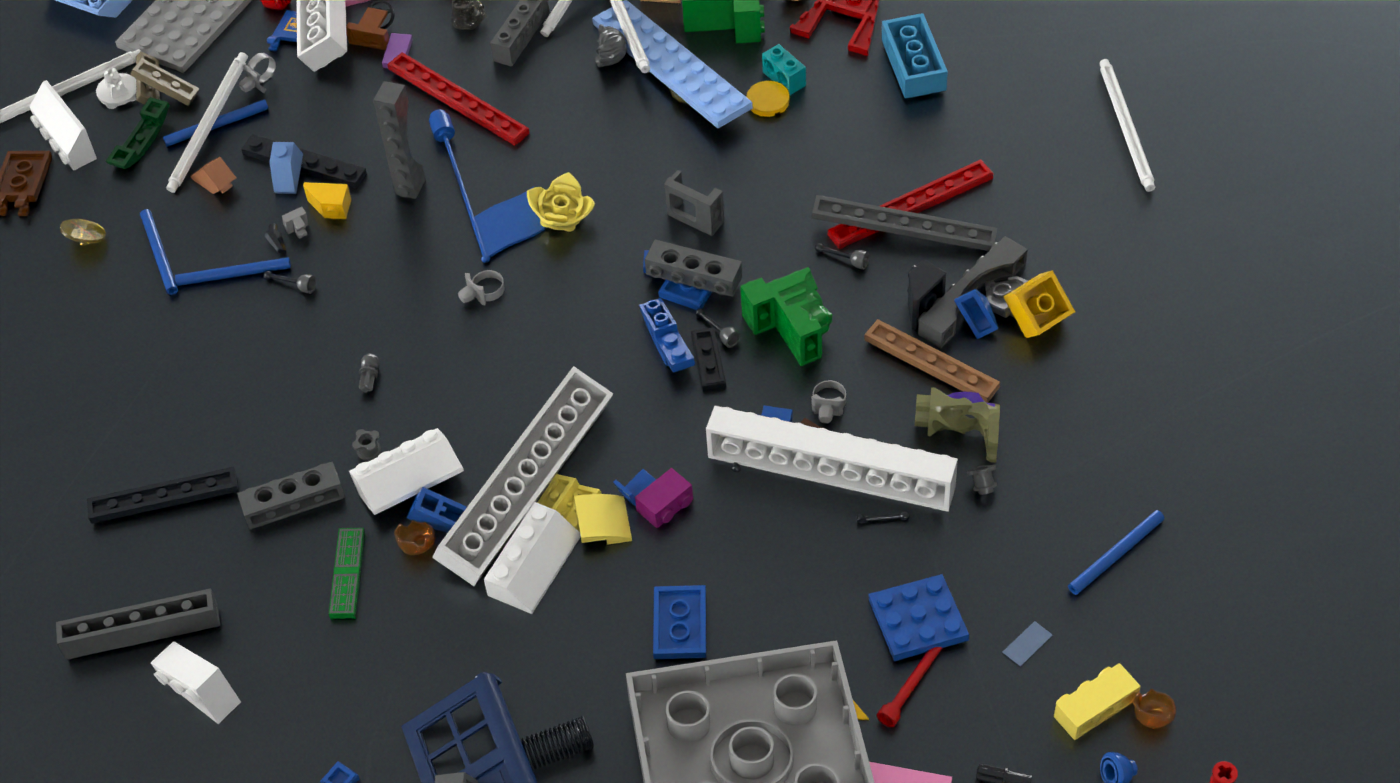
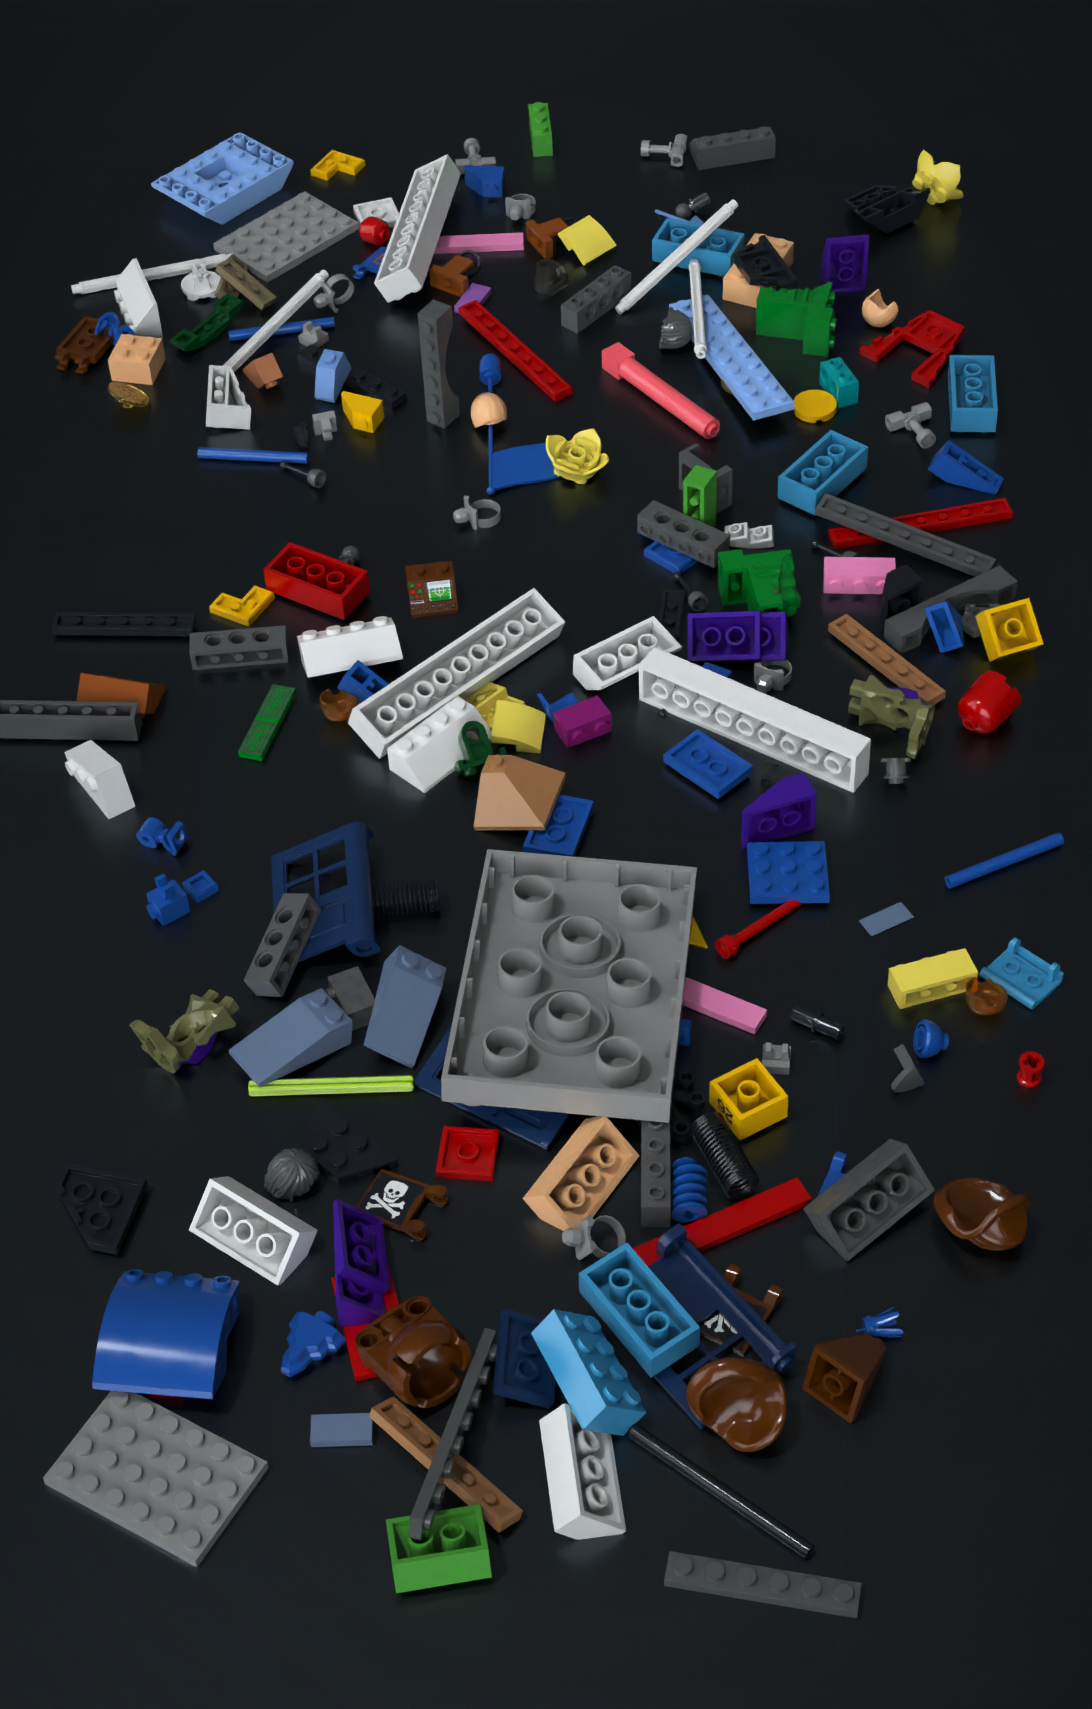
camera: 15 degrees right, 5 degrees down
(56, 165) = (111, 321): none -> blue leg
(78, 189) = (136, 359): none -> light nougat brick
(159, 252) = (191, 426): blue piece -> none
(184, 575) = (113, 689): none -> dark orange slope
(185, 217) = (225, 400): none -> white wedge
(250, 124) = (313, 335): none -> light grey tile
(273, 730) = (154, 832): none -> blue leg
(278, 450) = (243, 610): none -> yellow tile
(346, 401) = (317, 580): none -> red brick
(367, 444) = (322, 617): dark grey brick -> none
(455, 172) = (488, 410): none -> light nougat hair
(465, 384) = (431, 589): none -> reddish brown slope
(568, 92) = (622, 364): none -> coral brick
(574, 559) = (474, 752): none -> dark green pin
(628, 598) = (516, 794): none -> medium nougat slope
(666, 335) = (636, 586): blue slope -> none
(682, 417) = (621, 654): none -> white slope
(701, 226) = (700, 495): none -> bright green brick
(755, 255) = (751, 538): none -> white slope
(784, 370) = (738, 636): none -> dark purple slope
(801, 515) = (708, 763): none -> blue plate
(803, 171) = (822, 469): none -> dark azure brick
(865, 96) = (912, 421): none -> light grey bar
(873, 274) = (856, 574): none -> bright pink brick
(895, 554) = (780, 811): none -> dark purple slope
(932, 138) = (962, 469): none -> blue slope
(1046, 387) = (988, 703): none -> red cylinder
(1177, 673) = (1023, 974): none -> dark azure piece

